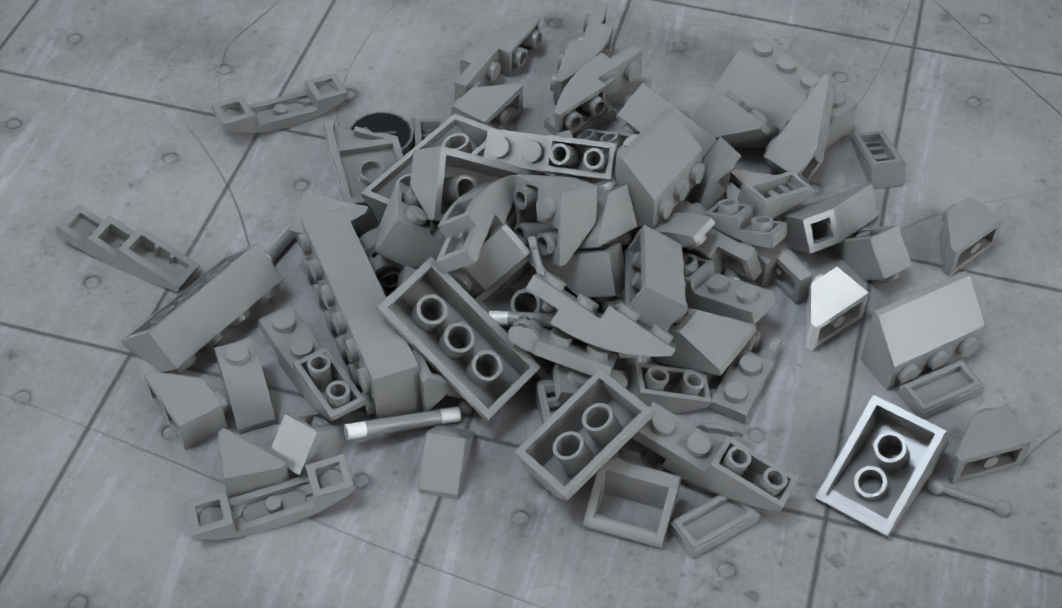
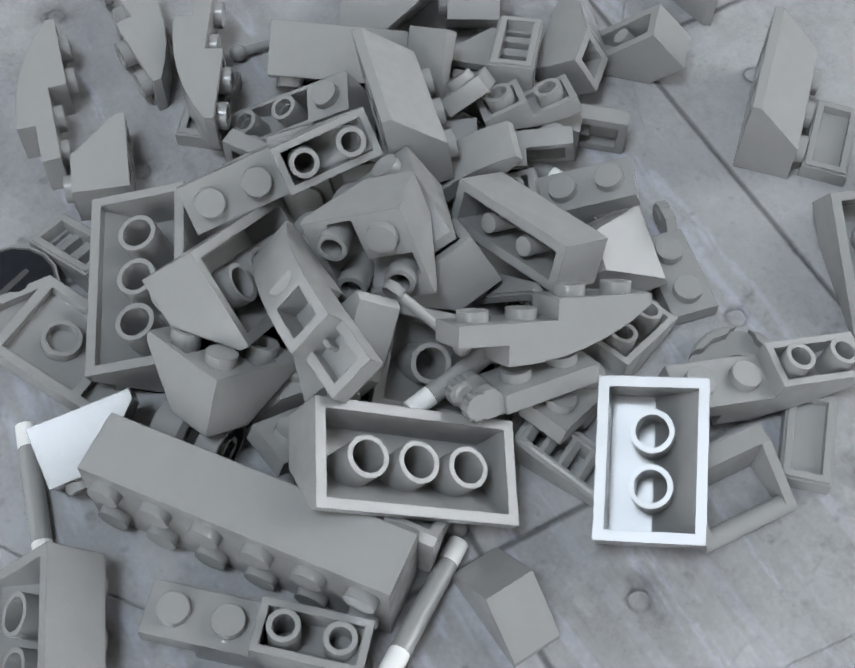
camera: 45 degrees left, 10 degrees up
(714, 190) = (466, 89): none -> light grey plate
(832, 306) = (665, 132): white slope -> none

